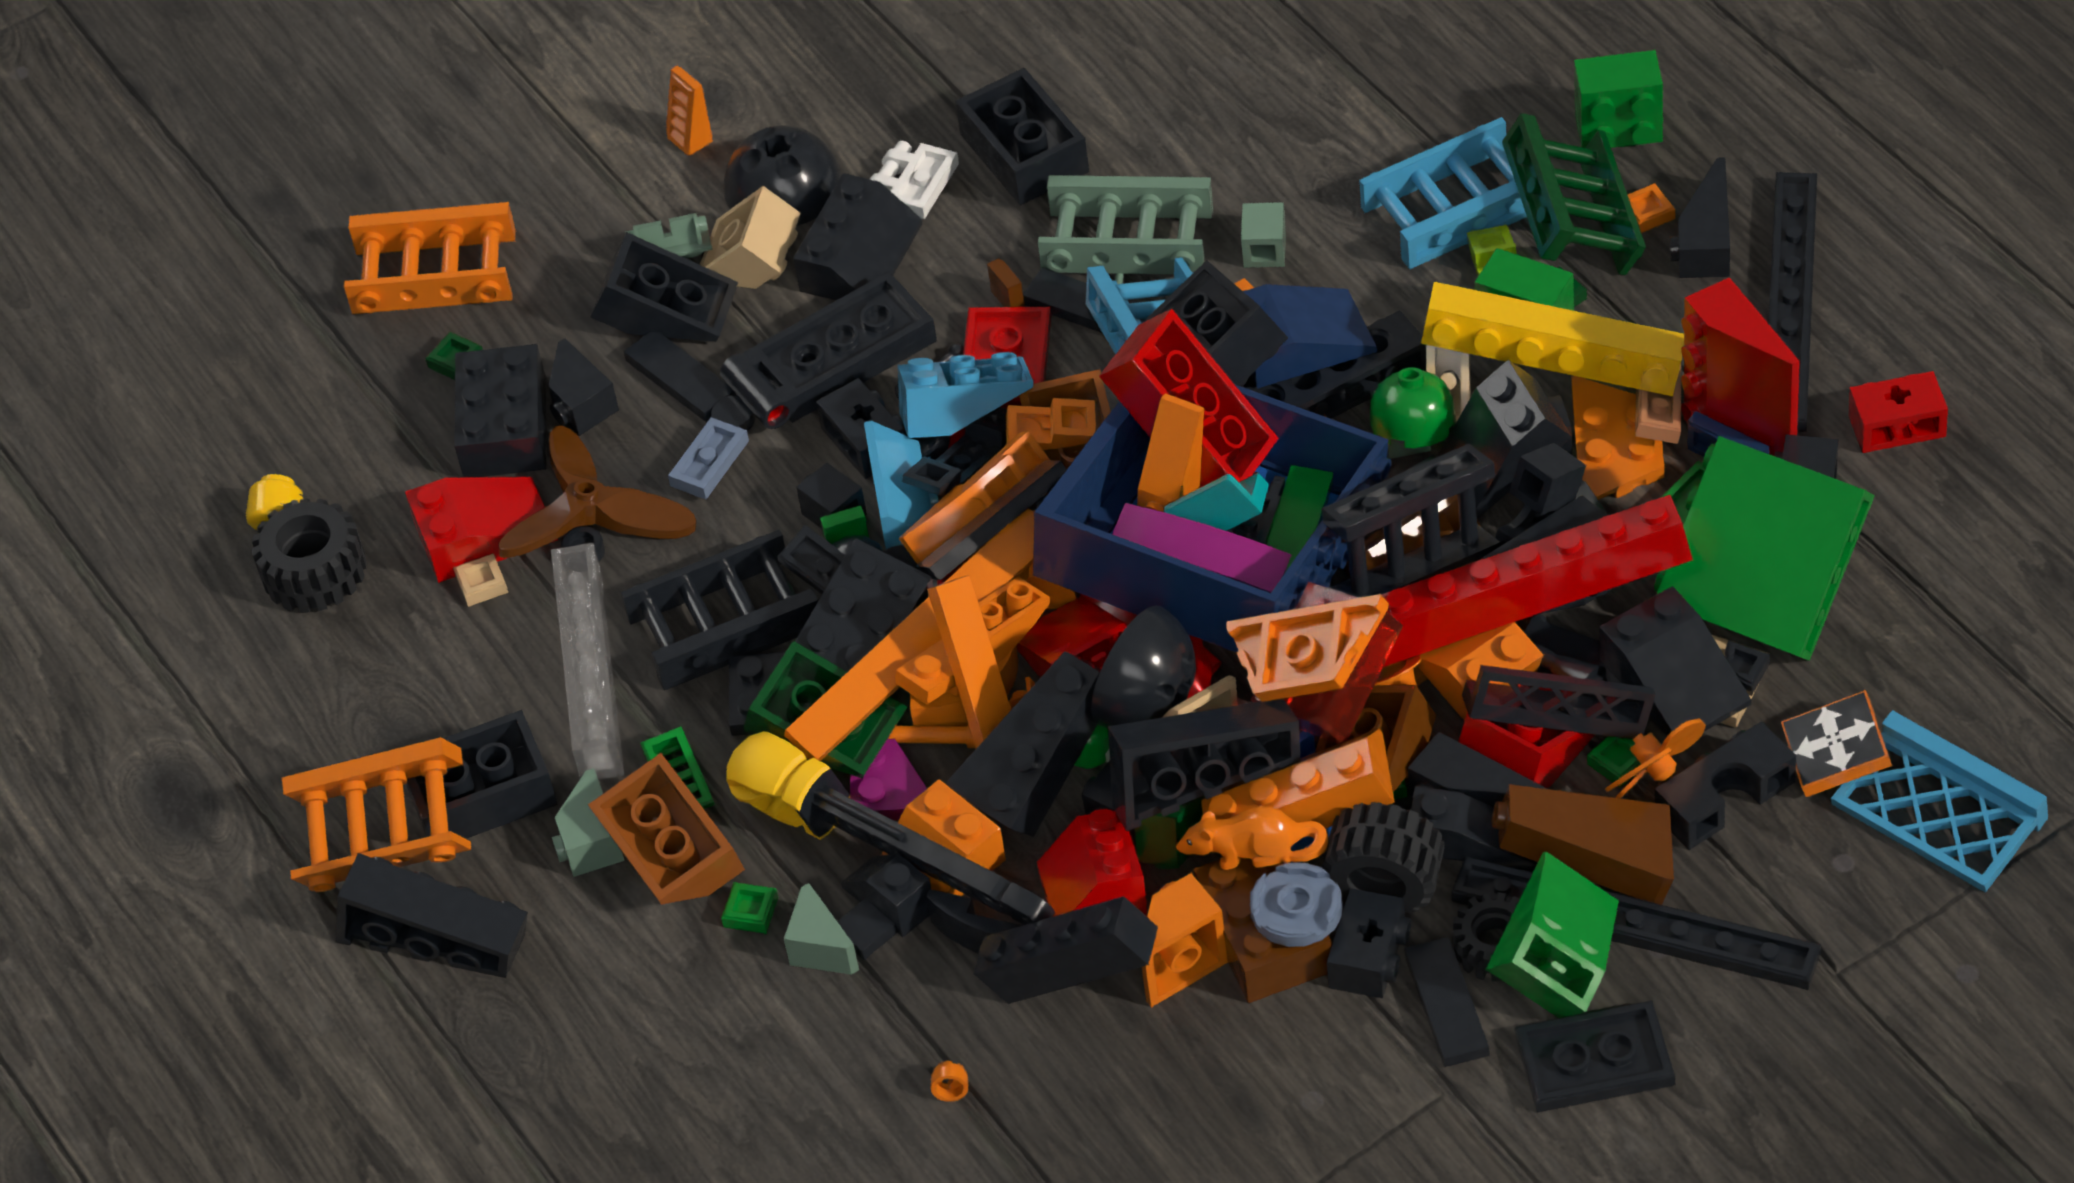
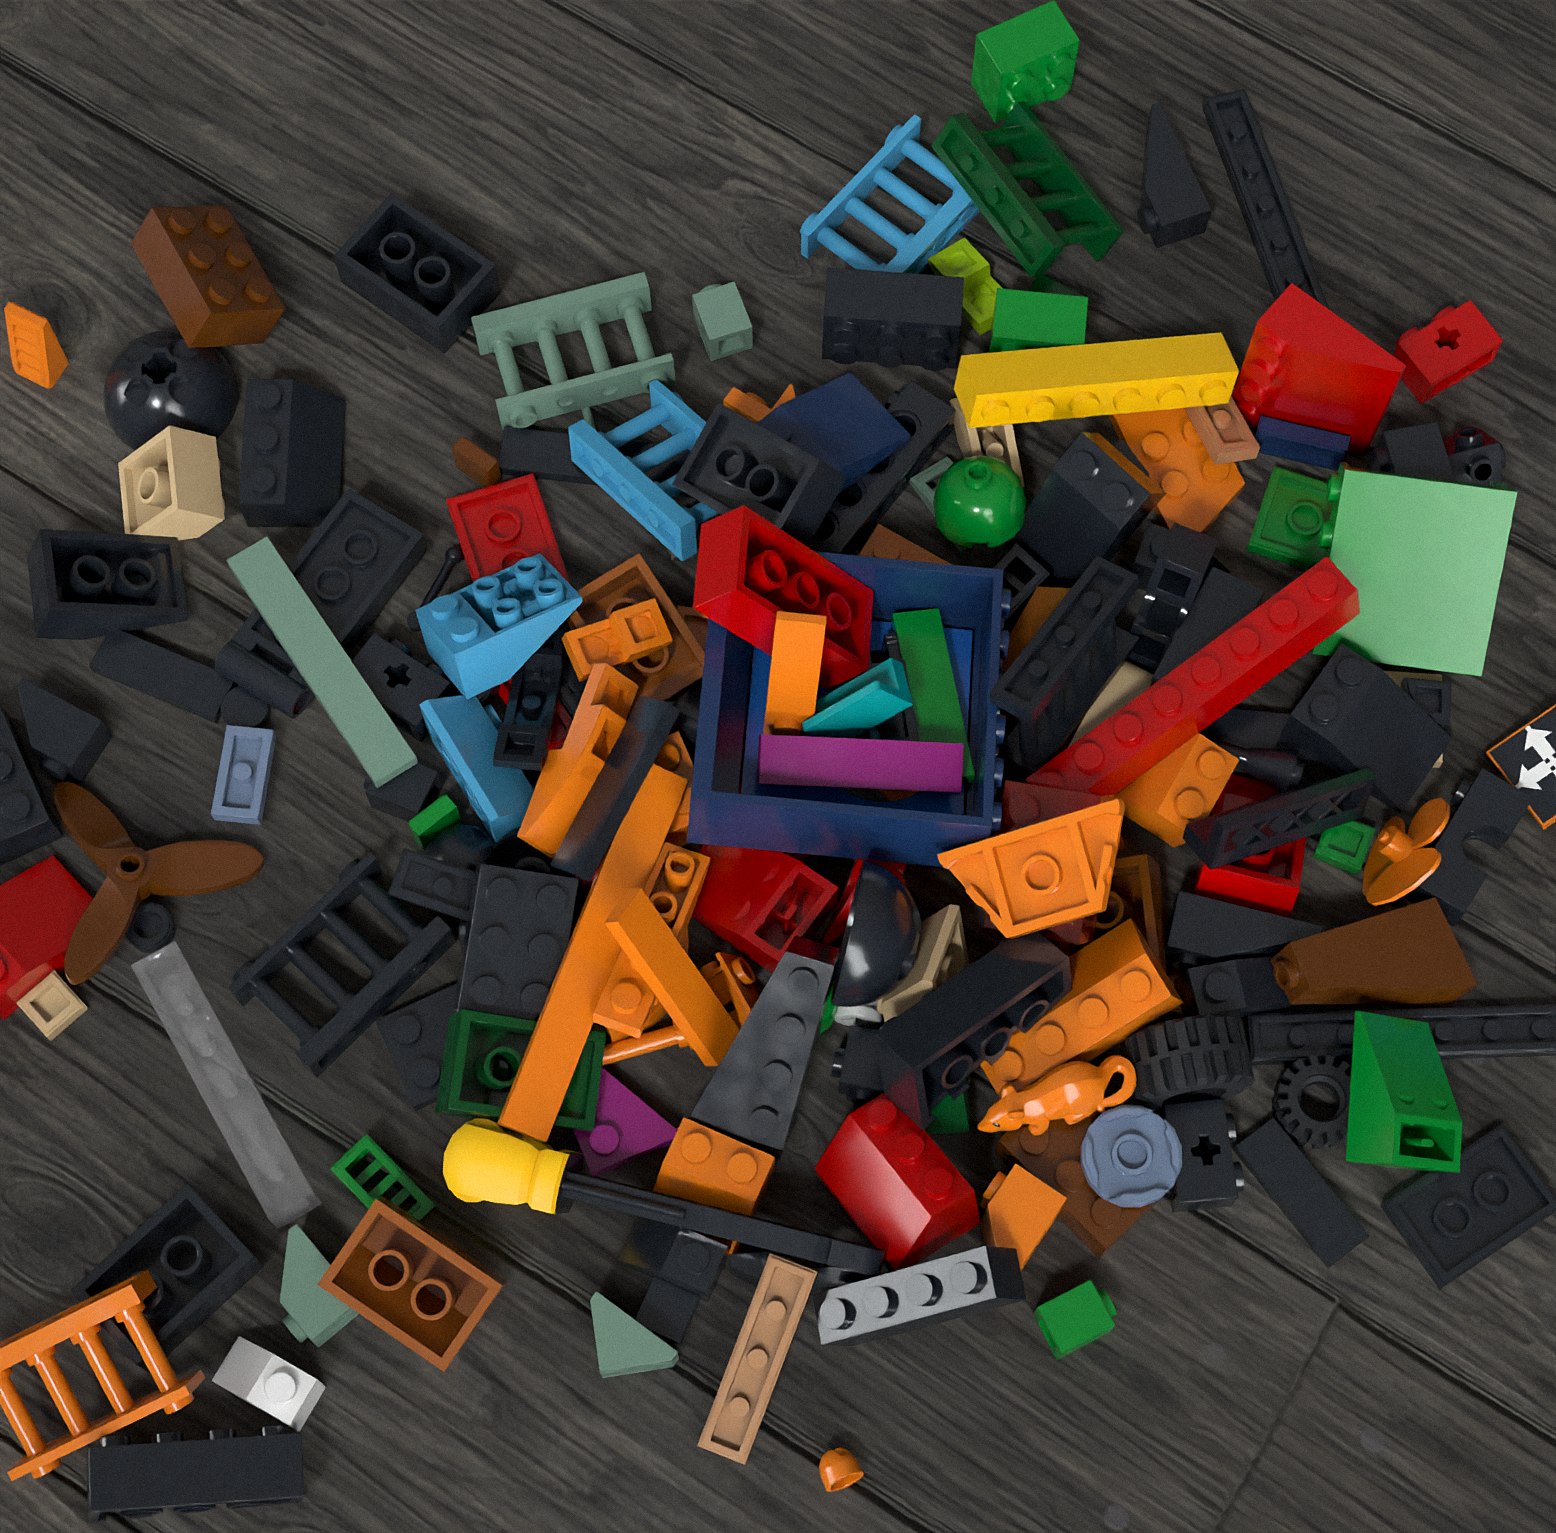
camera: 30 degrees left, 20 degrees up
(525, 881) = (269, 1383): none -> white slope
(687, 237) = (98, 504): sand green hinge -> none
(749, 907) = (531, 1325): green tile -> none
(805, 383) = (322, 662): none -> sand green tile
(848, 94) = (207, 276): none -> reddish brown brick
(918, 972) = (757, 1357): none -> medium nougat tile
(922, 174) = (327, 350): white plate -> none
(1200, 1029) = (1075, 1318): none -> green brick
(1401, 256) = (892, 318): none -> black brick
(1651, 207) = (1098, 171): orange tile -> none
(1893, 495) = (1475, 456): none -> black brick

